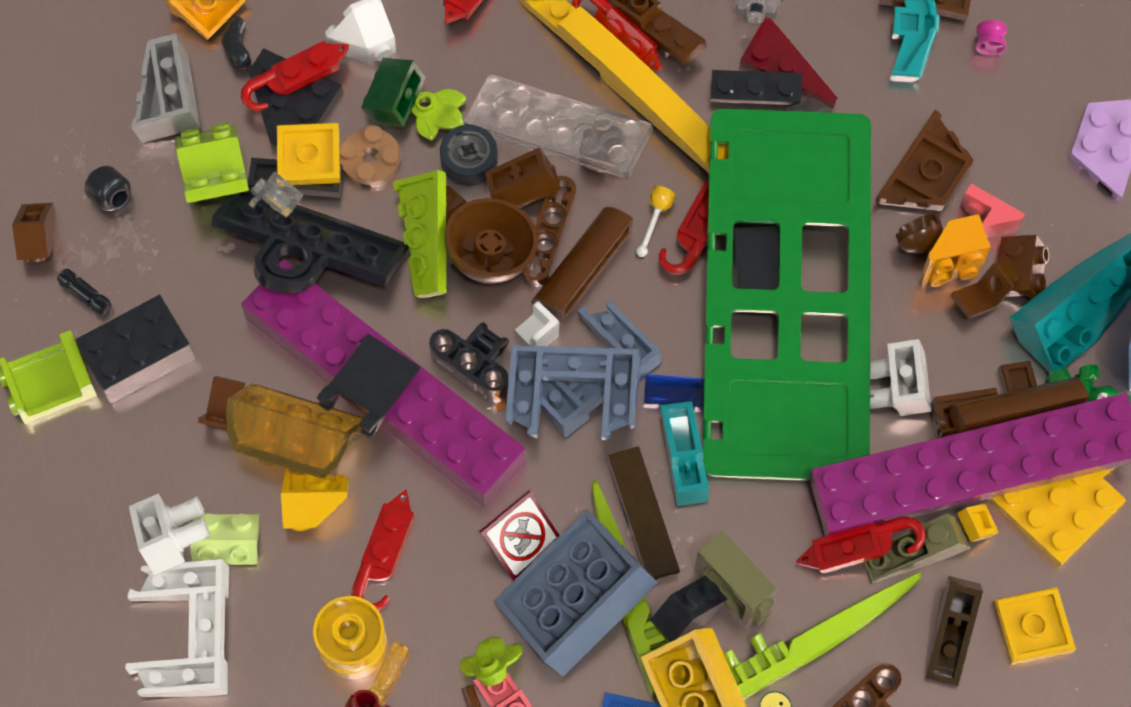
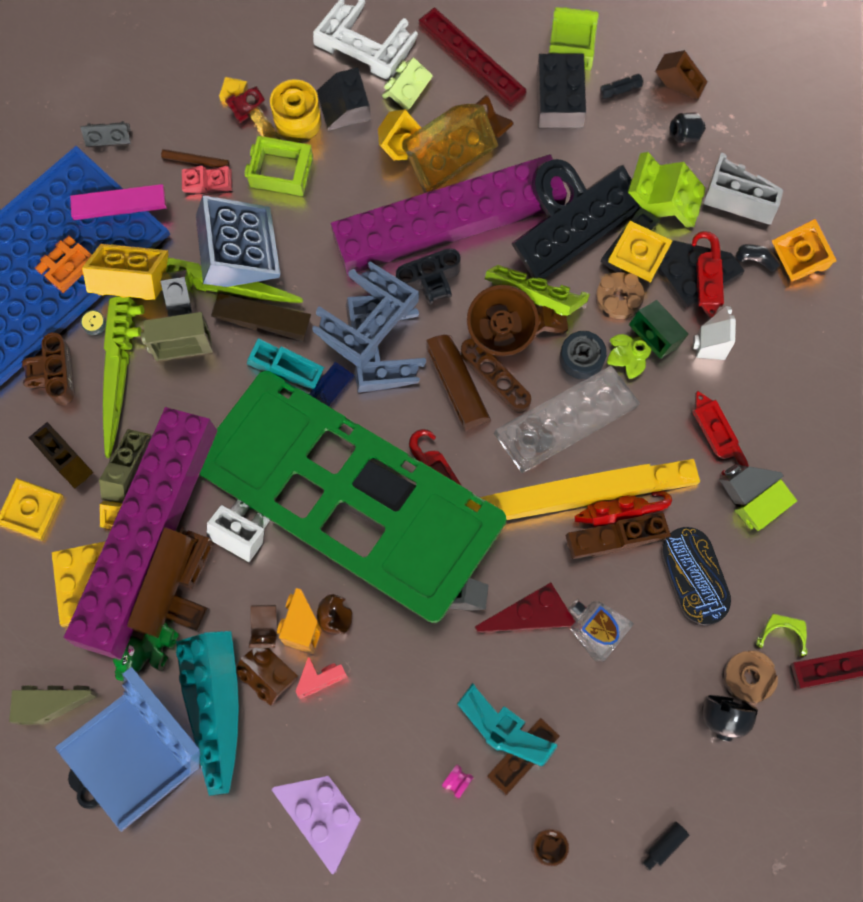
camera: 125 degrees right, 5 degrees up
(135, 485) = (472, 56): none -> dark red tile
(159, 533) = (426, 41): white brick -> none
(276, 193) = (618, 213): clear bracket -> none
(292, 595) = (344, 100): none -> black slope
(371, 381) = (446, 195): black flag -> none
(384, 546) = (344, 165): red plate -> none
(424, 586) = (282, 148): none -> lime window
(491, 661) = (230, 179): lime plate -> none
(519, 534) = (294, 236): piece -> none
(523, 179) = (536, 368): reddish brown hinge -> none
(539, 328) = (426, 325): white panel -> none
(660, 200) = (472, 459): hinge -> none
(756, 87) = (520, 578): black plate -> none
(859, 544) = (145, 427): red plate -> none
(928, 170) = (381, 660): reddish brown wing -> none

